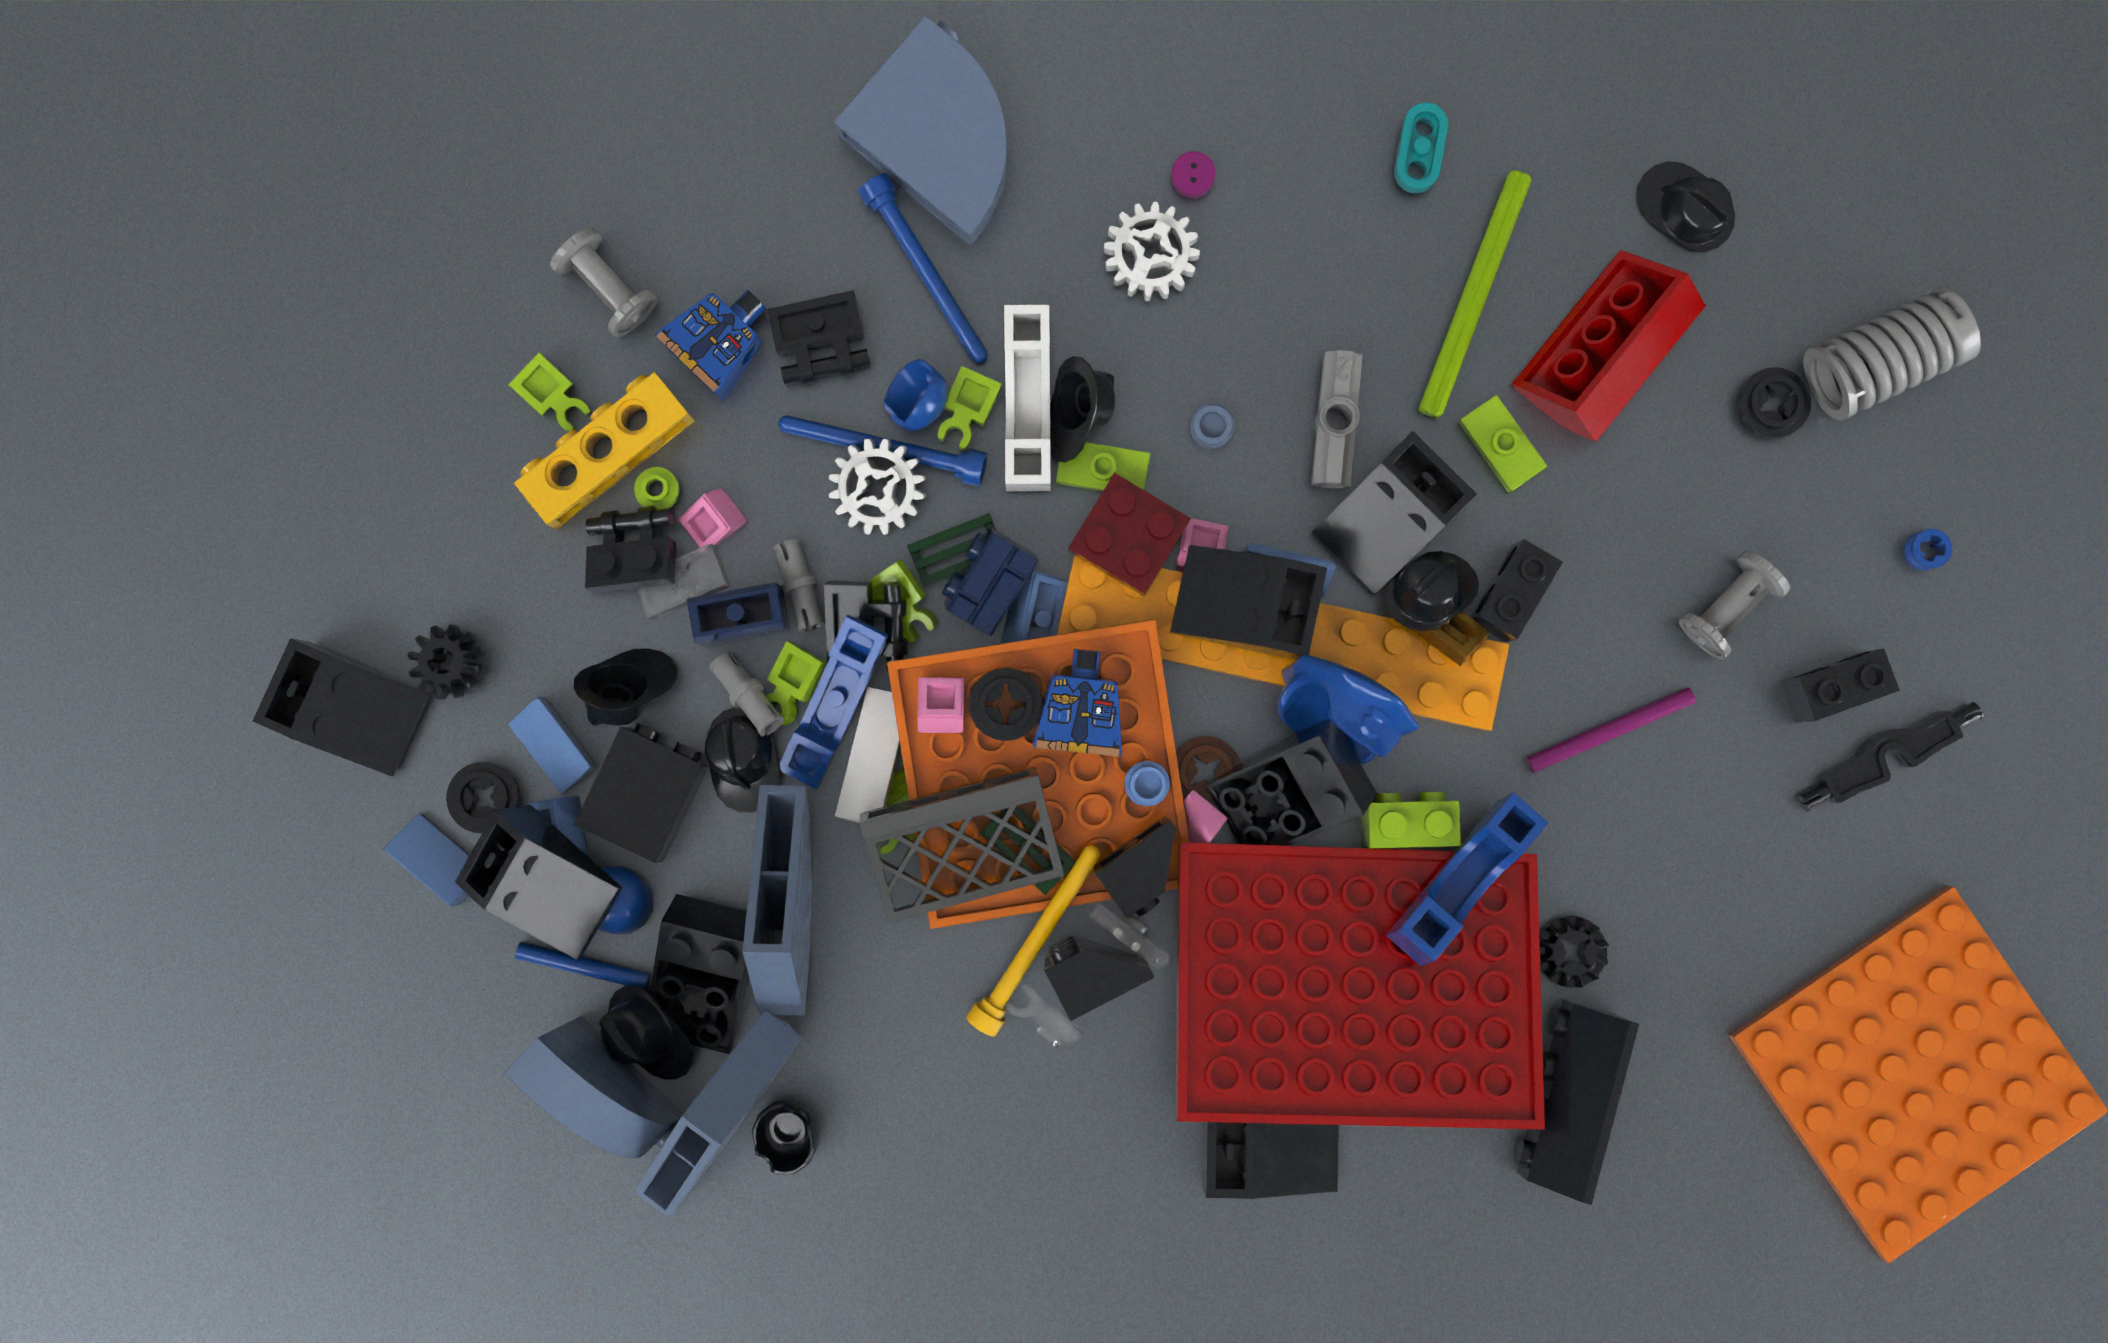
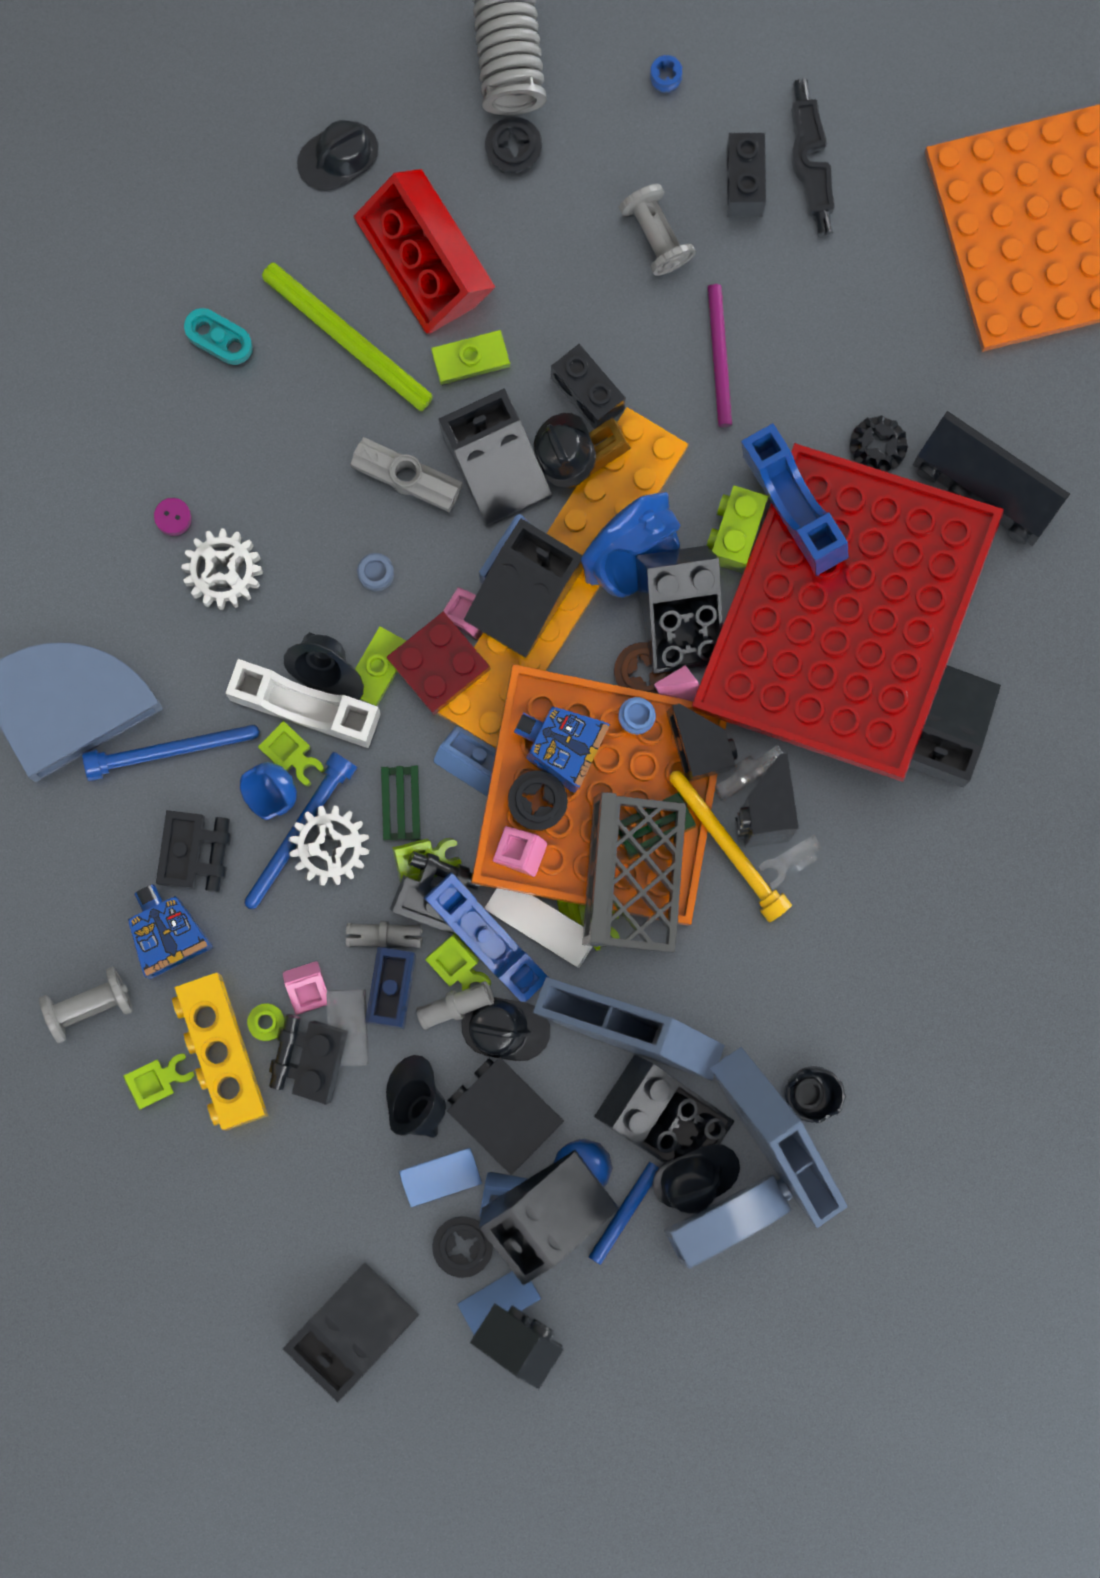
camera: 70 degrees left, 5 degrees down
(381, 902) = (517, 1345): none -> black brick
(459, 670) = (335, 1246): black gear -> none
(989, 580) = (435, 783): dark blue brick -> none

